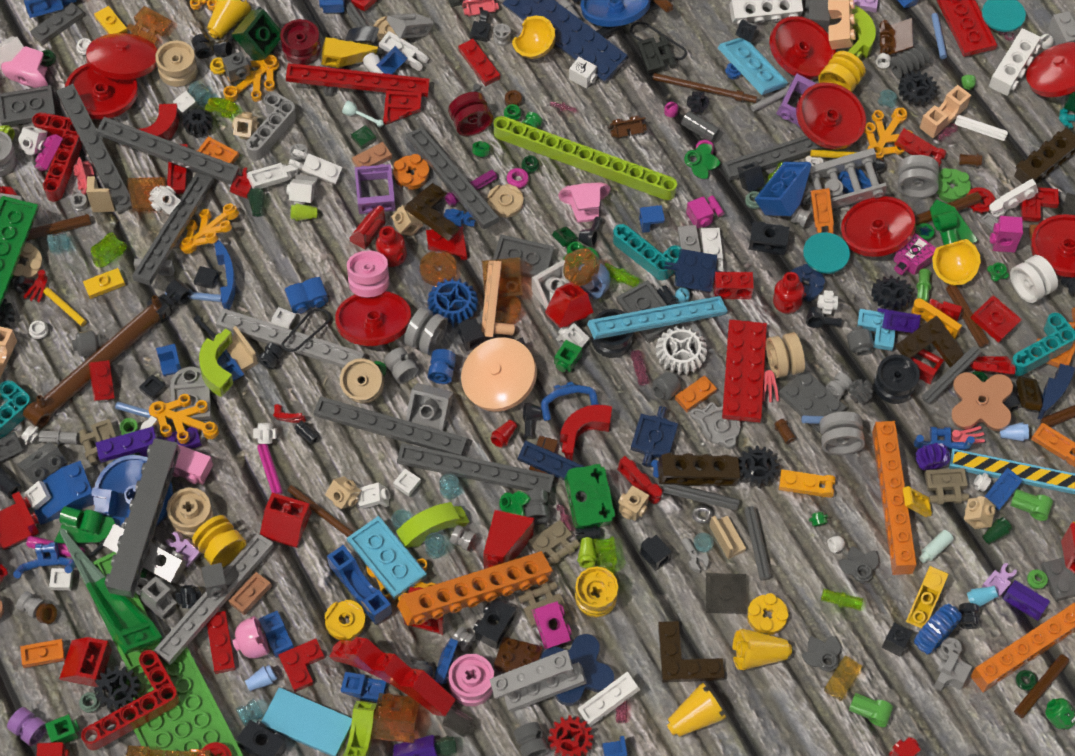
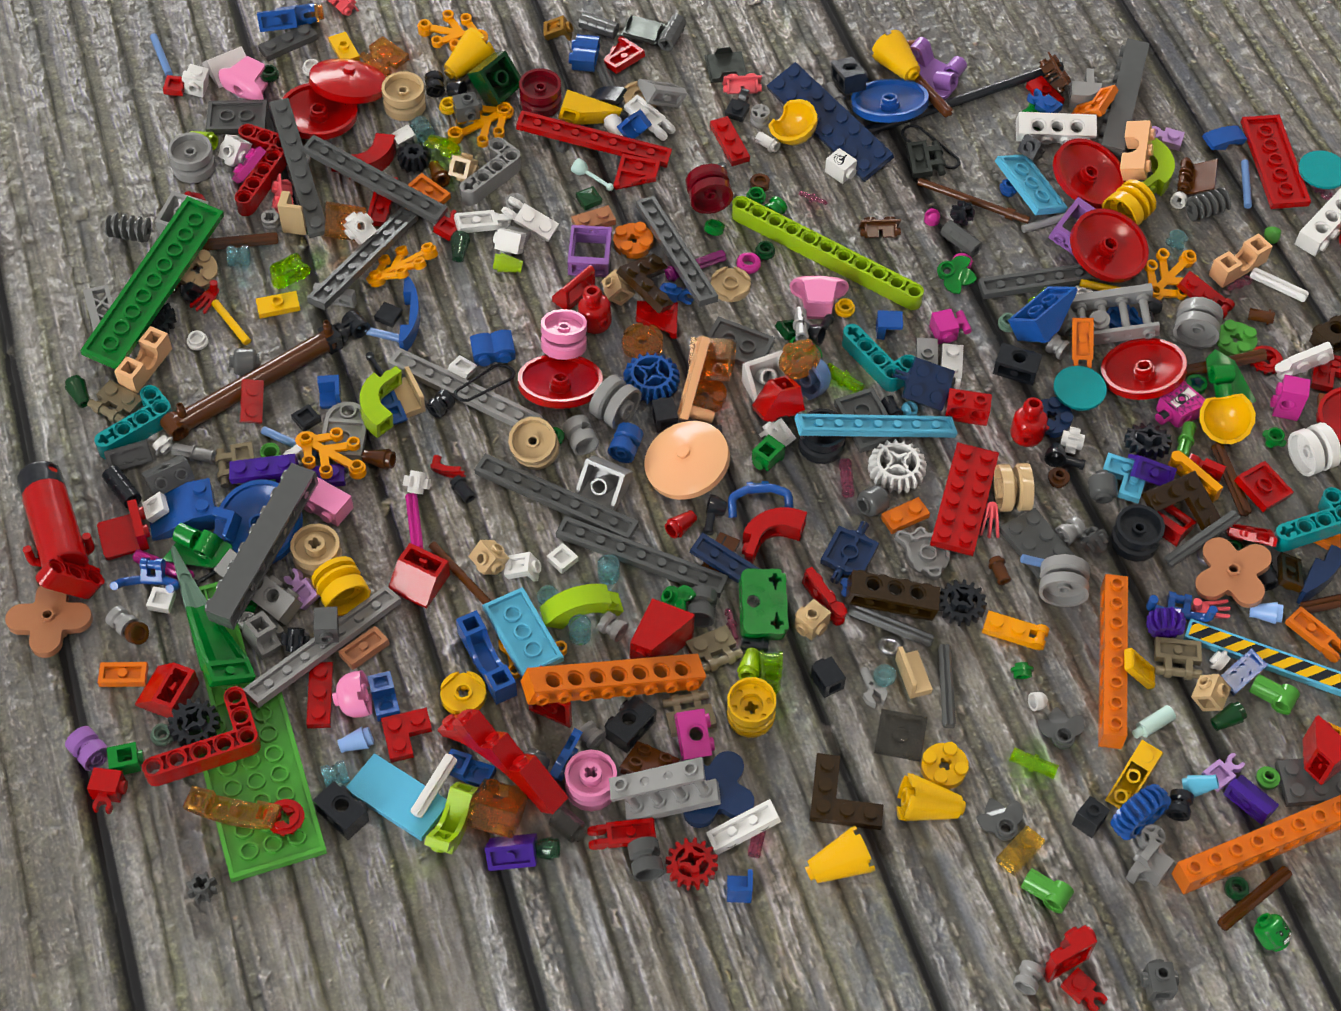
camera: 10 degrees right, 5 degrees down
(223, 134) = (439, 174): none -> reddish brown cone
(227, 415) = (381, 458): none -> reddish brown cone
(337, 708) = (433, 785): none -> white axle
(506, 721) = (620, 833): none -> red hinge
(516, 60) = (766, 141): none -> white pin
(575, 231) = (800, 324): none -> light grey pin
(610, 204) = (844, 308): none -> yellow plate
(751, 177) = (1008, 297): black brick -> none
(821, 342) = (1058, 482): none -> reddish brown plate
(917, 88) = (1213, 233): black gear -> none

